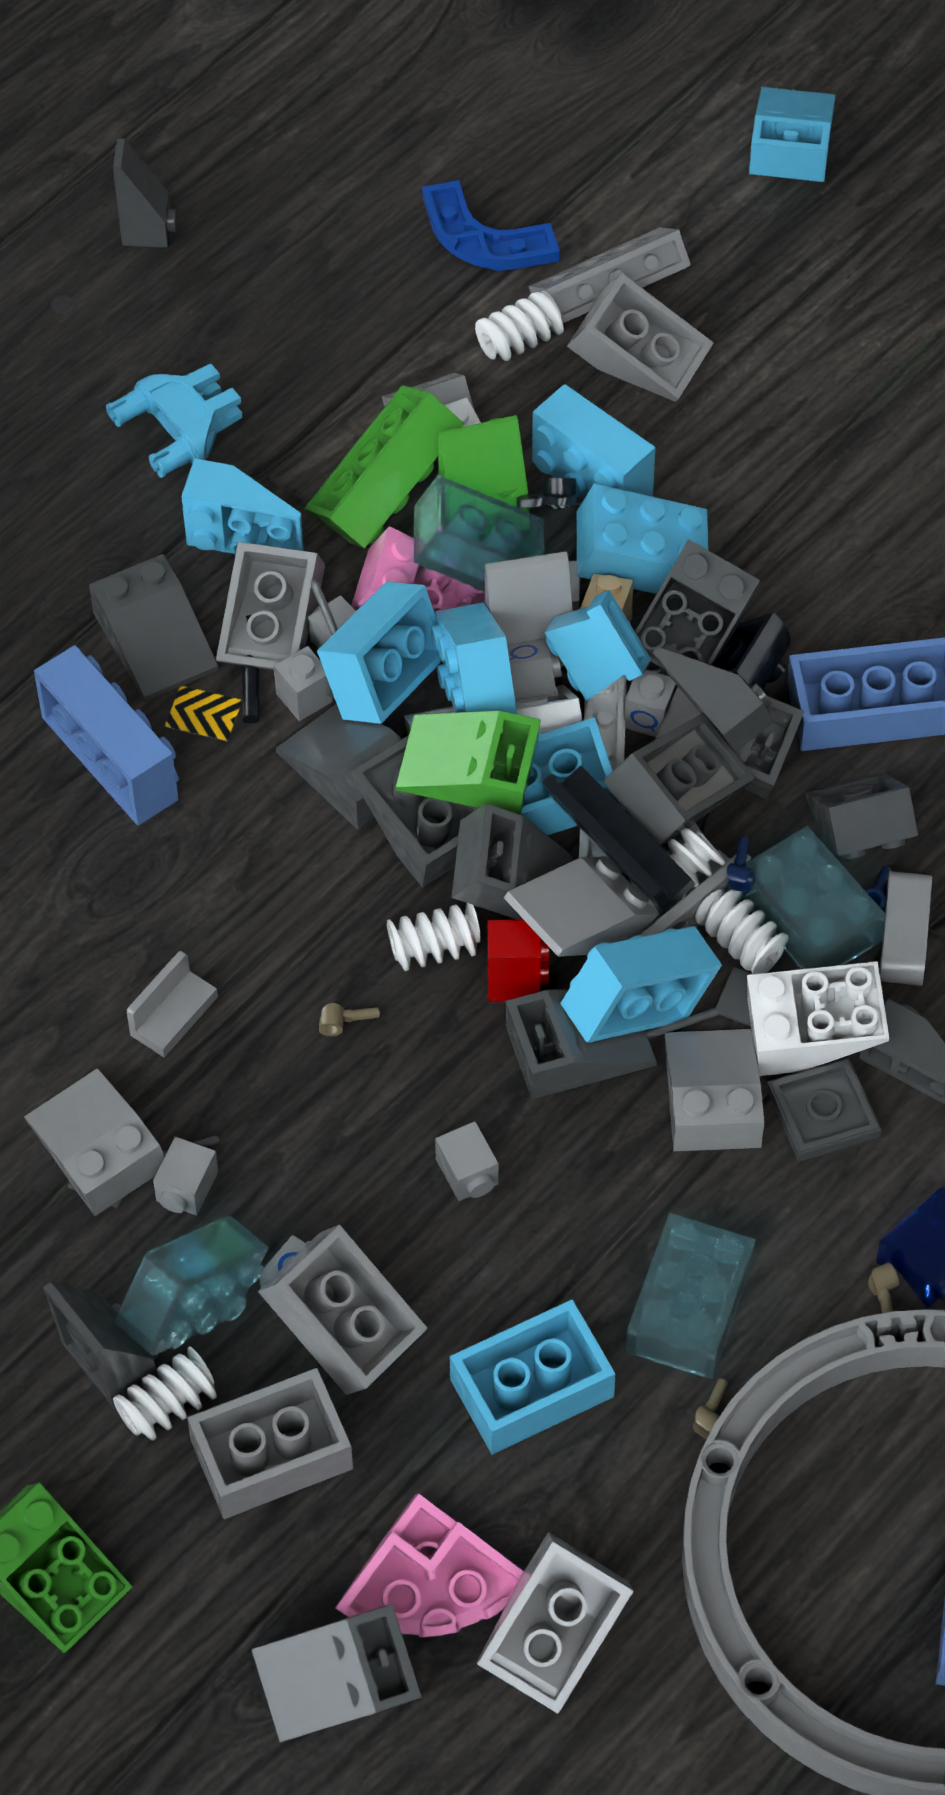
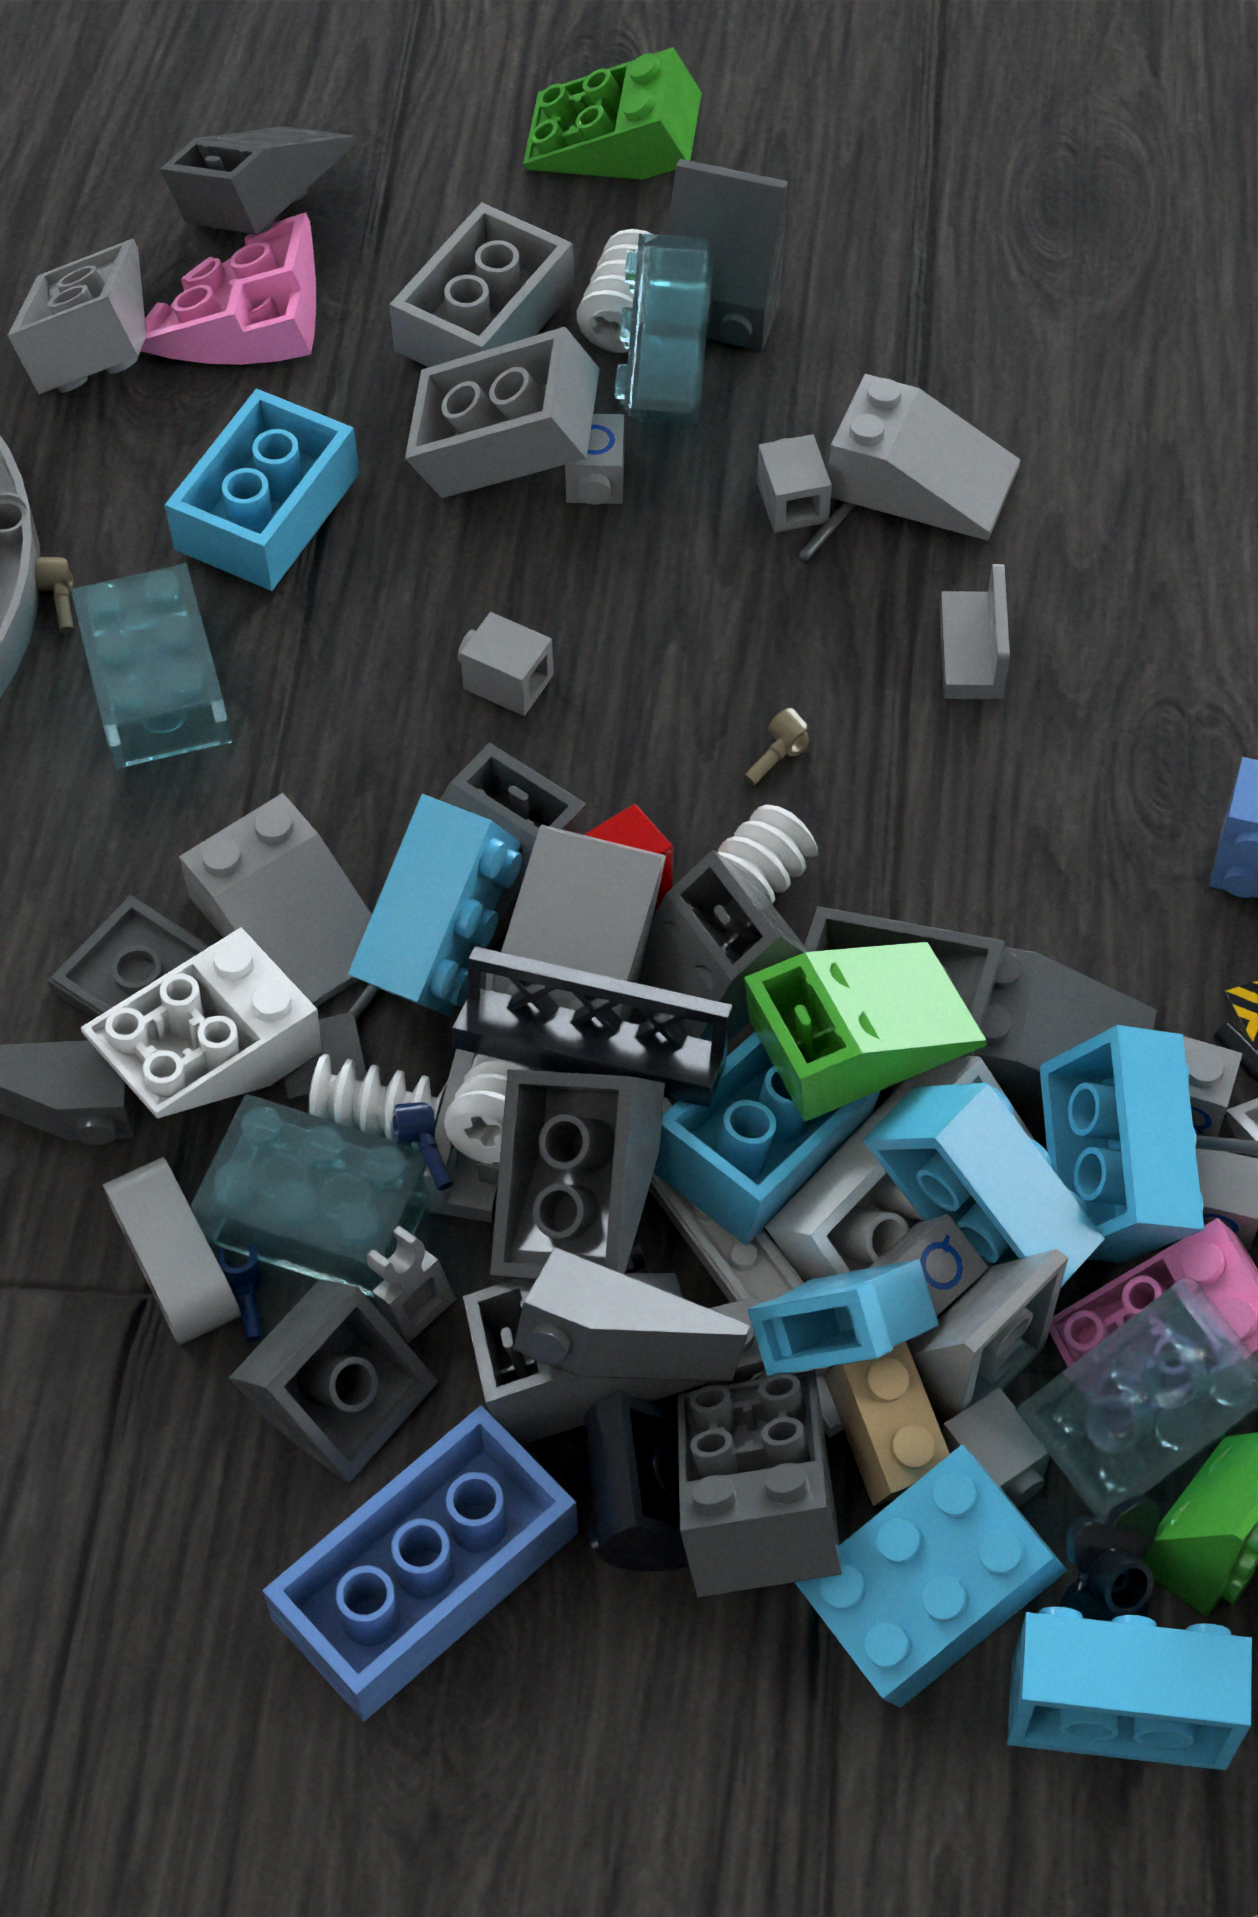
camera: 145 degrees right, 0 degrees up
(791, 821) = (413, 1286): none -> light grey plate

